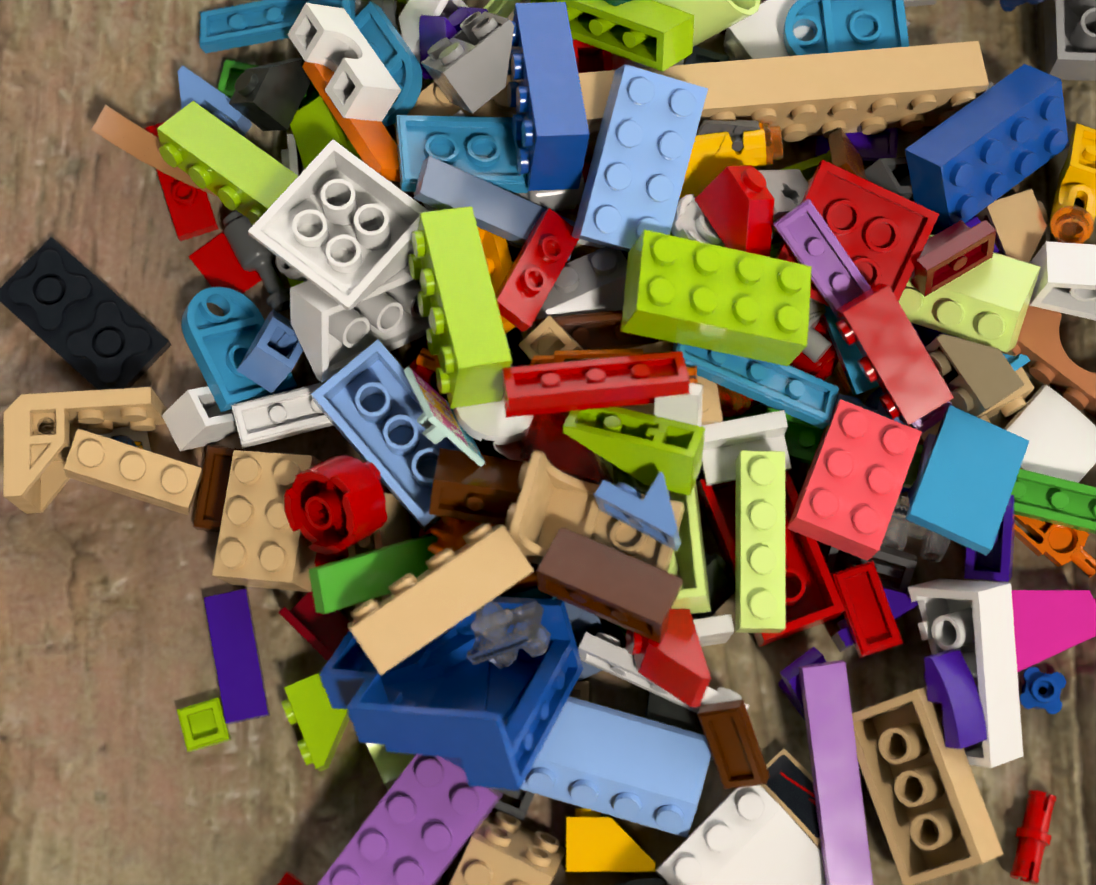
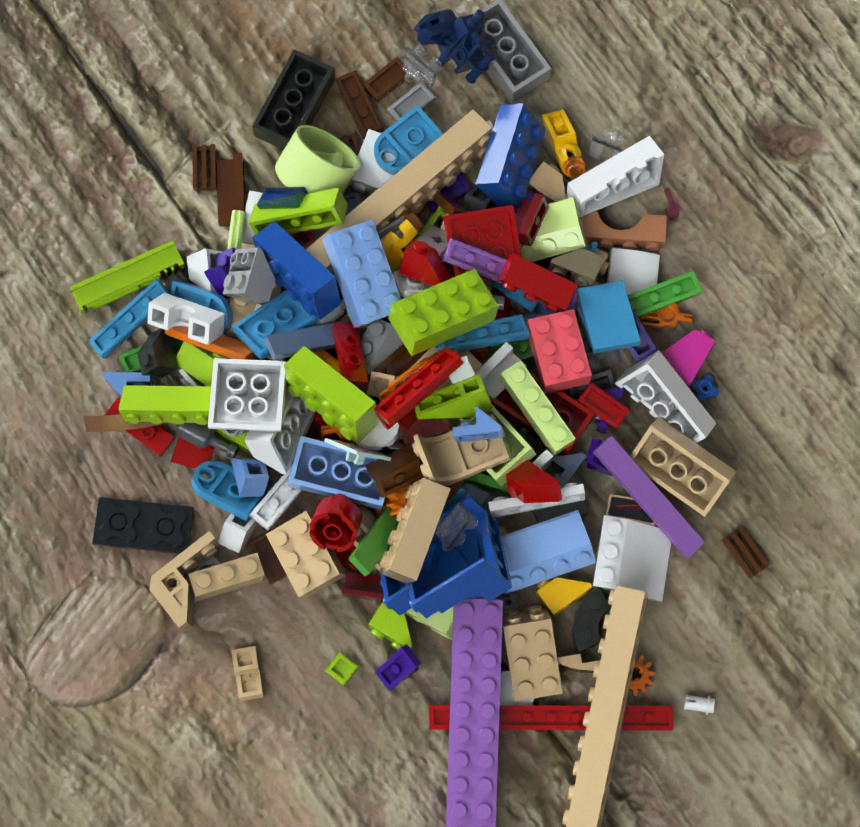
camera: 35 degrees left, 0 degrees up
(67, 634) = (247, 673): none -> tan slope
(236, 656) = (333, 628): dark purple tile -> none
(283, 783) = (398, 667): none -> dark purple slope
(609, 584) = (486, 472): reddish brown panel -> none
(733, 744) = (588, 505): reddish brown tile -> none
(751, 664) = (568, 466): none -> sand blue slope
(953, 685) = (664, 412): dark purple slope -> none
(1033, 836) = (745, 456): red pin -> none

